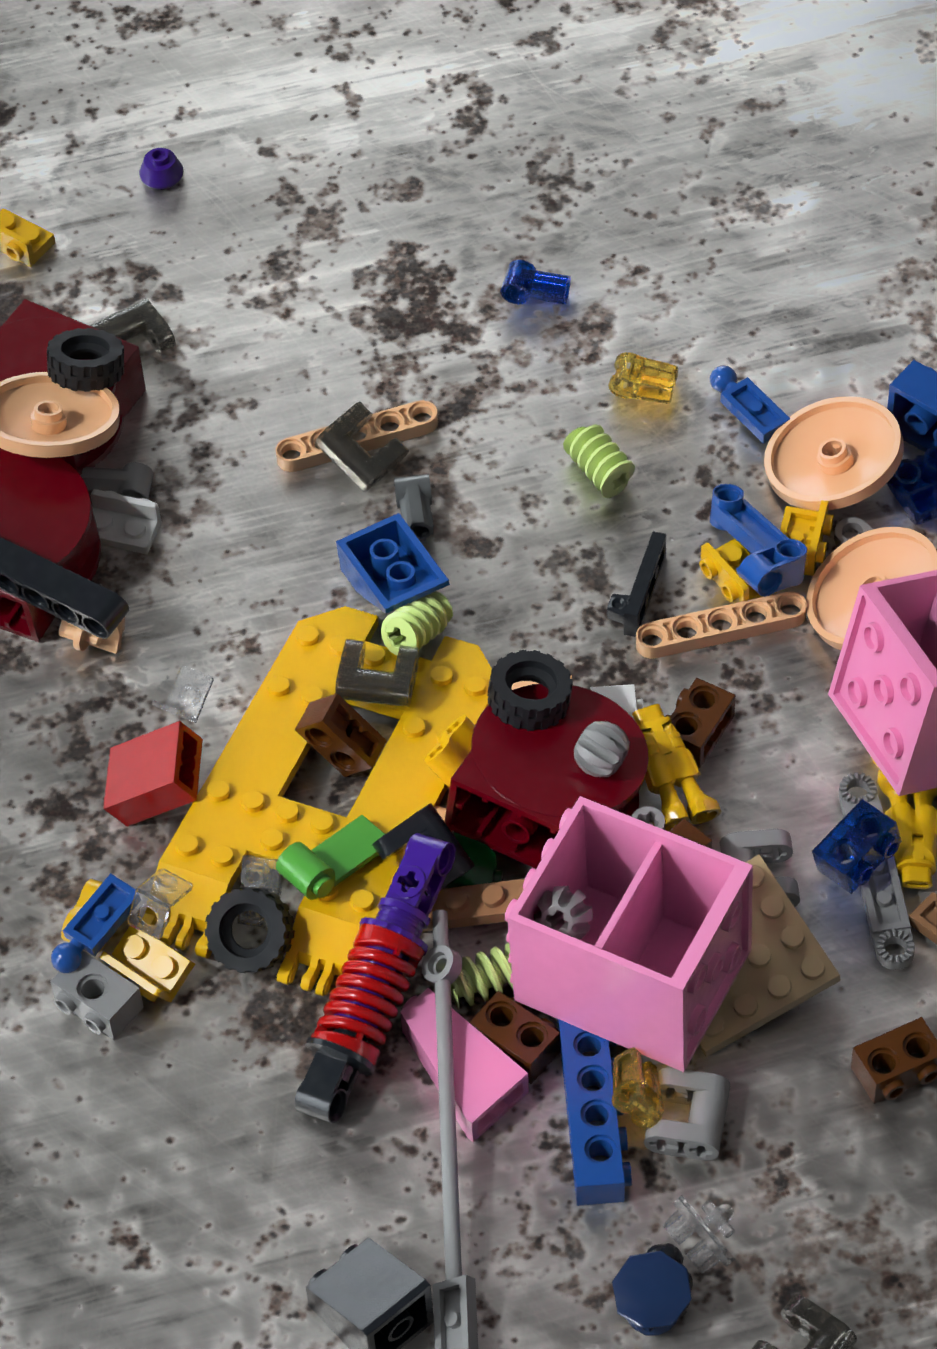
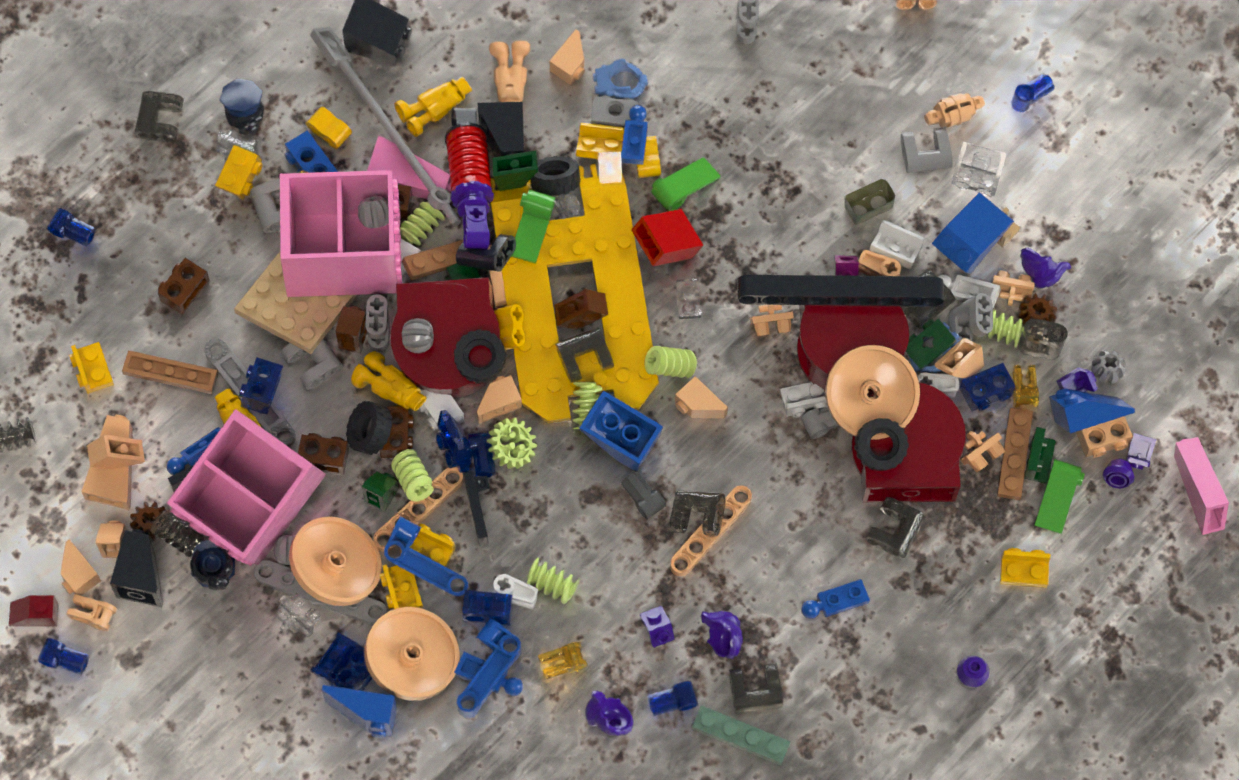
camera: 145 degrees right, 15 degrees up
(71, 1056) = (605, 87): none -> medium blue piece
(92, 844) = (675, 188): none -> bright green door
(99, 1113) = (569, 60): none -> light nougat slope
(208, 1126) = (510, 81): none -> light nougat piece
(261, 300) = (837, 600): none -> blue plate
(263, 575) = (699, 401): none -> light nougat slope
(268, 622) = (670, 362): none -> yellowish green piece
(273, 1028) = (503, 126): none -> black slope
(301, 949) = (514, 170): none -> dark green slope
(349, 1146) = (435, 102): none -> yellow piece
(423, 314) = (724, 633): none -> dark purple hair
(444, 246) = (758, 698): none -> clear smoke connector
(477, 224) = (741, 735): none -> sand green plate
(499, 365) = (657, 626): none -> dark purple bracket
(537, 1193) = (329, 127): none -> yellow axle
(548, 629) = (502, 434): none -> yellowish green gear
(591, 651) = (482, 458): none -> clear blue piece
(624, 645) = (454, 439): none -> clear blue slope
(626, 294) = (608, 715): none -> dark purple hair
(656, 472) = (522, 593): none -> white piece
(702, 458) = (483, 606): none -> clear blue brick
(706, 647) = (412, 475): none -> yellowish green piece
(713, 406) = (493, 670): none -> blue piece
(721, 1177) = (239, 172): none -> yellow bracket
(755, 719) = (379, 430): none -> black tyre
(763, 651) = (380, 490): none -> dark green slope
(819, 734) = (321, 457): none -> reddish brown brick

